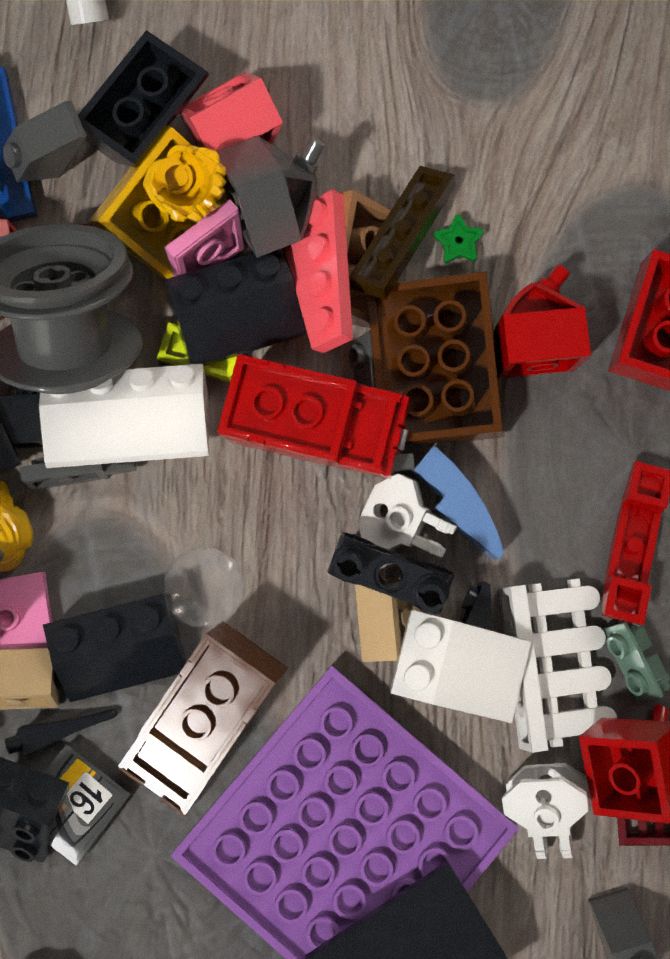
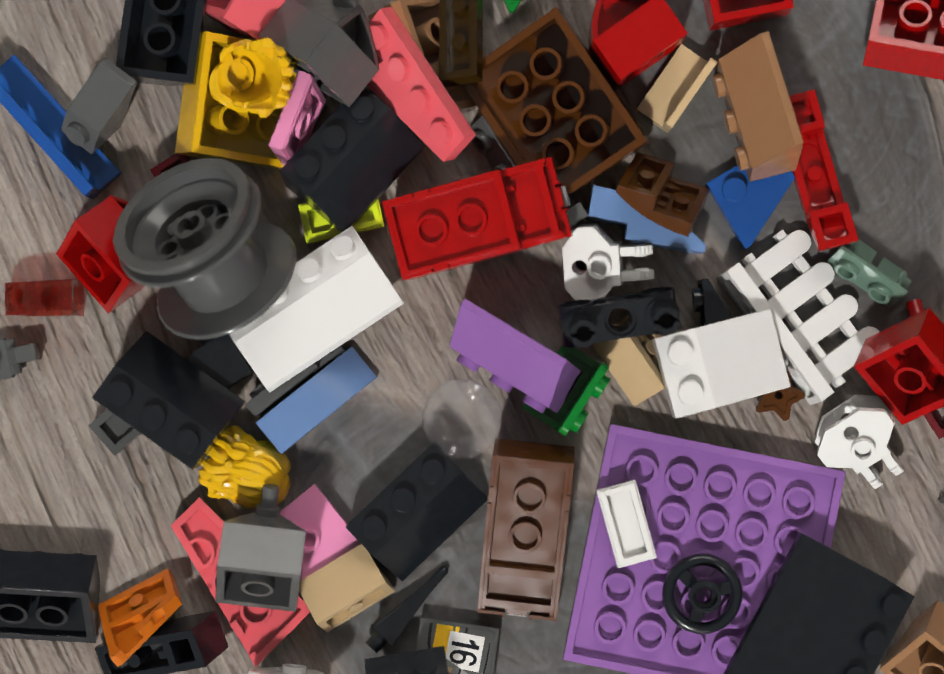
camera: 25 degrees left, 5 degrees up
(84, 499) = (316, 400): none -> medium blue slope
(275, 558) = (512, 358): none -> medium lavender slope
(295, 764) = (626, 523): none -> white tile
(306, 890) = (694, 622): none -> black piece
(309, 611) = (590, 383): none -> green bracket
(484, 484) = (659, 196): none -> reddish brown slope
(492, 735) = (780, 406): none -> reddish brown plate
(551, 403) = (675, 88): none -> tan panel
(569, 530) = (747, 203): none -> blue wing
(617, 459) = (758, 109): none -> medium nougat slope

